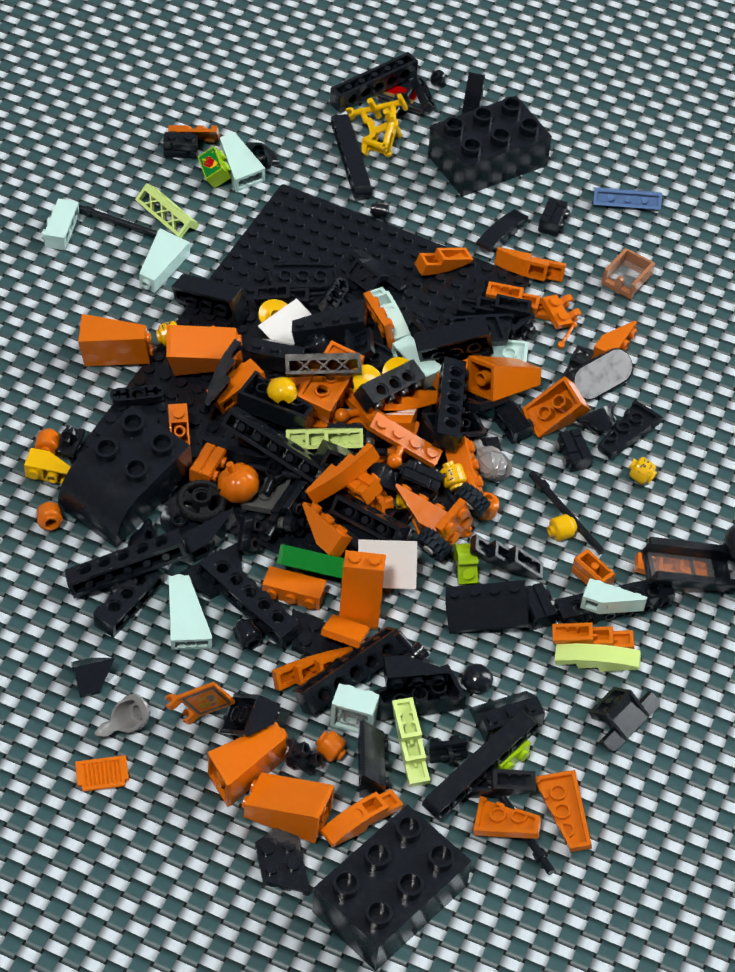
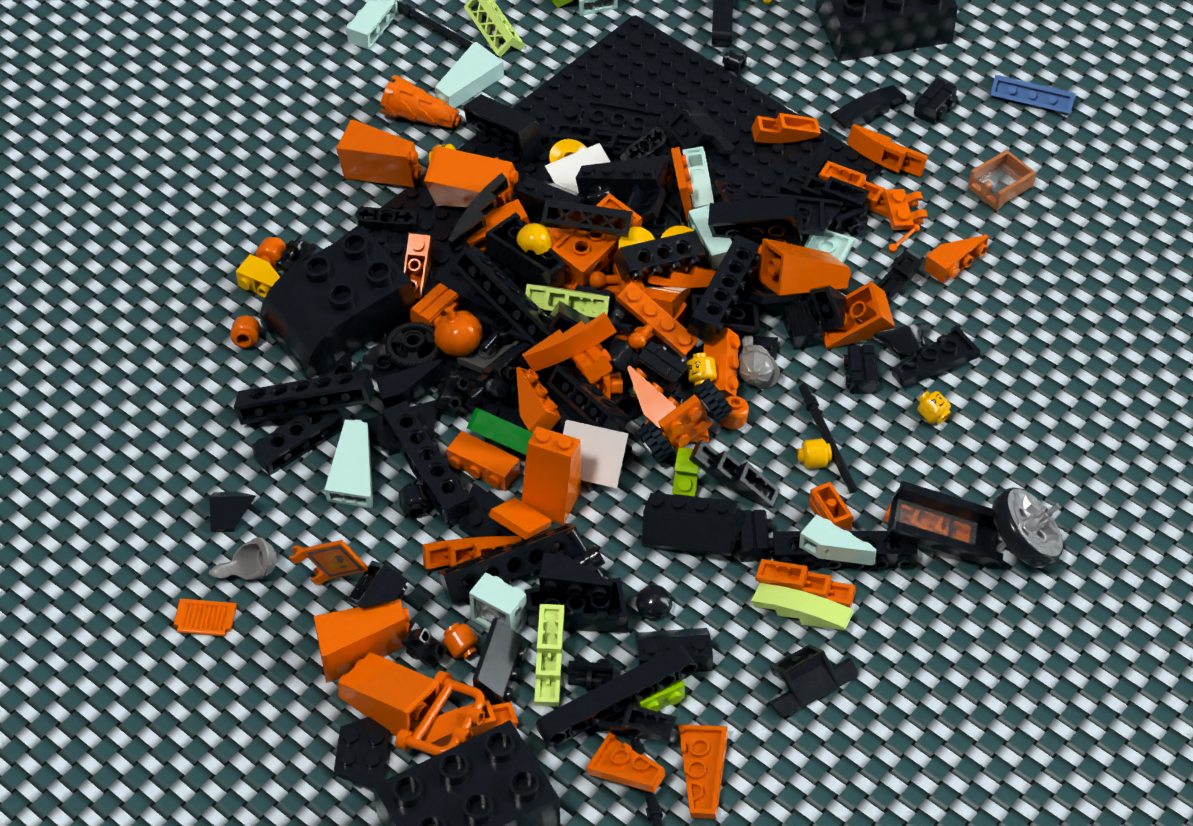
camera: 20 degrees right, 0 degrees up
(126, 291) = (414, 104): none -> orange cone
(366, 825) = (473, 715): none -> orange bar
(533, 403) = (829, 306): none -> black slope
(602, 373) = (925, 288): flat silver tile -> none

